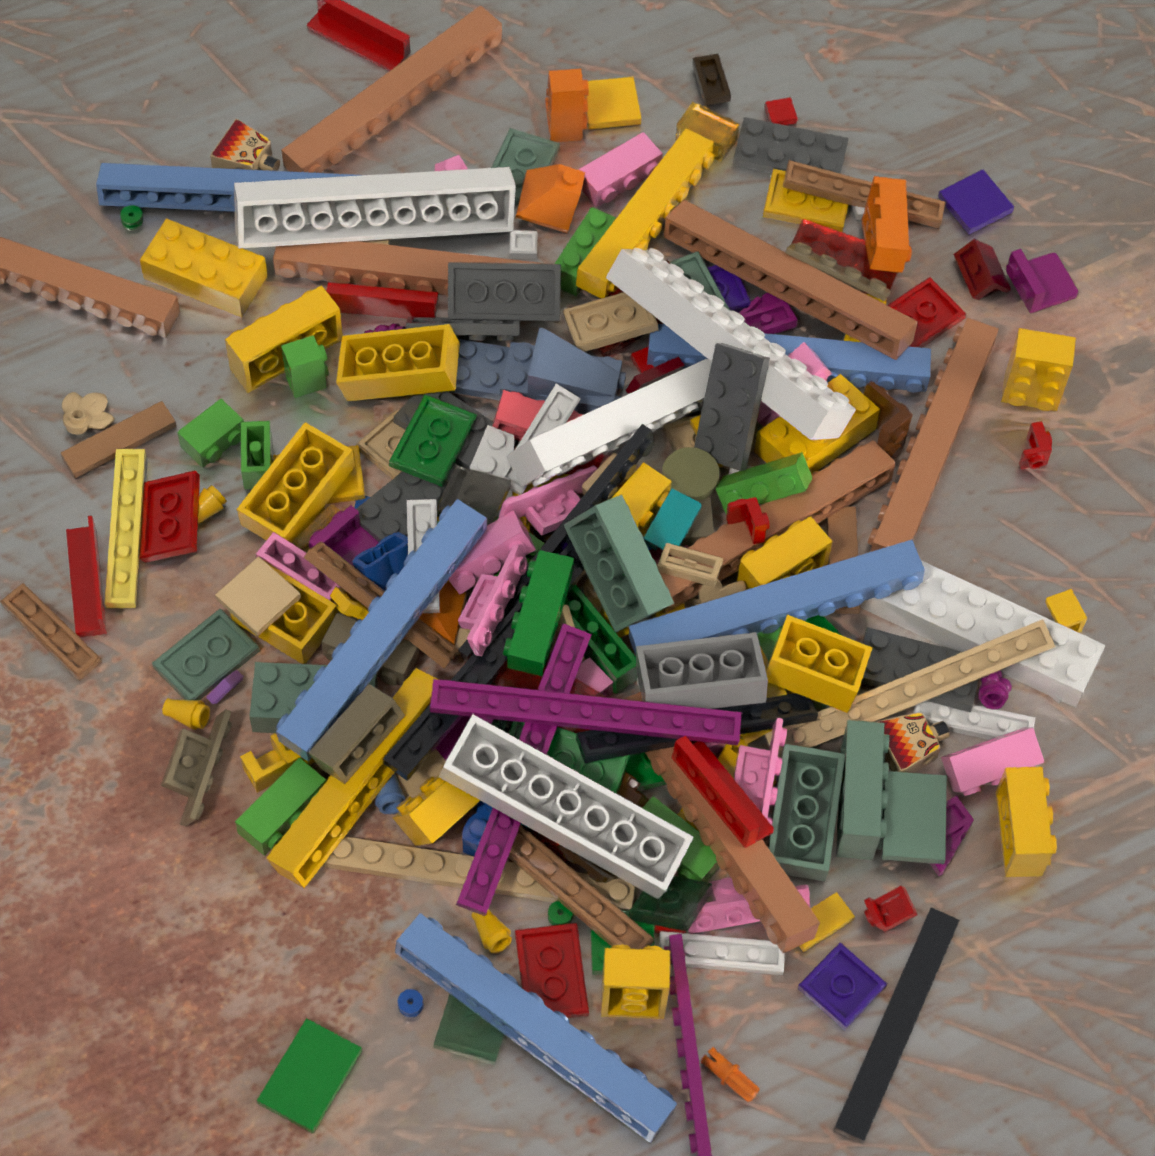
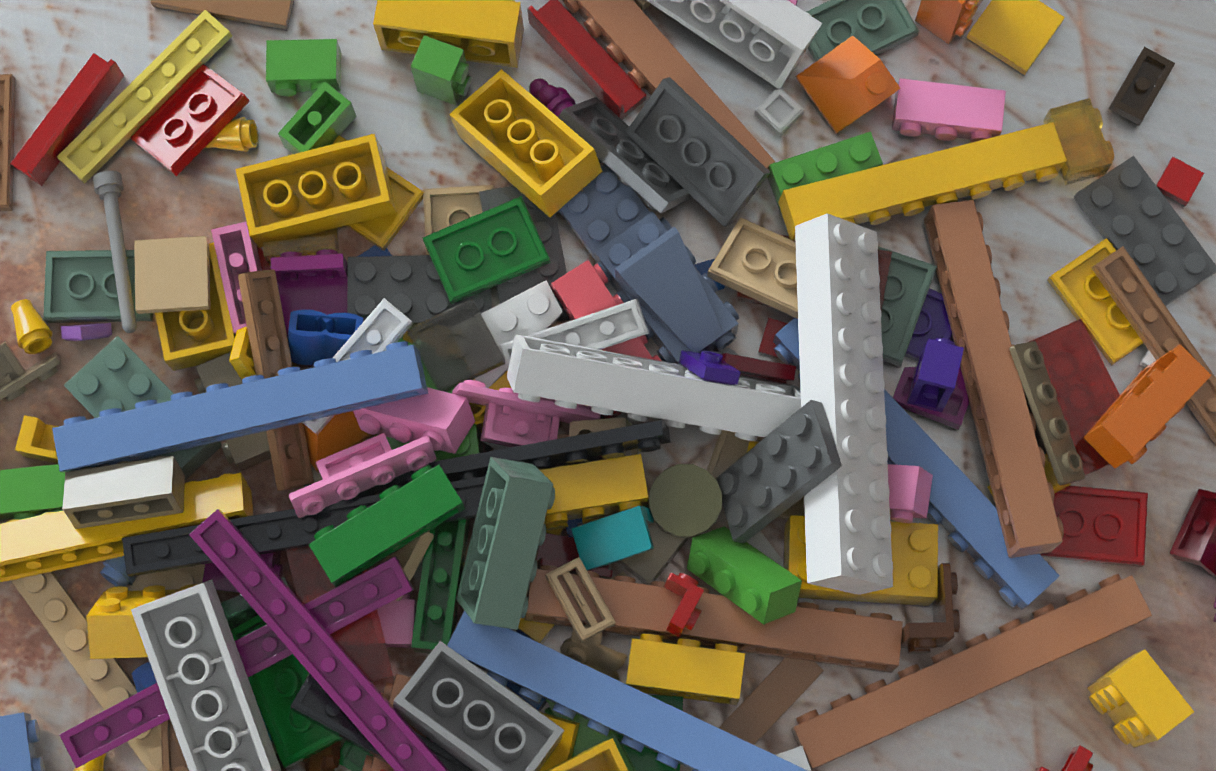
camera: 50 degrees right, 15 degrees up
(155, 595) = (109, 187): none -> light grey piece
(635, 383) = (709, 367): none -> dark purple plate
(760, 296) = (935, 374): none -> dark purple brick

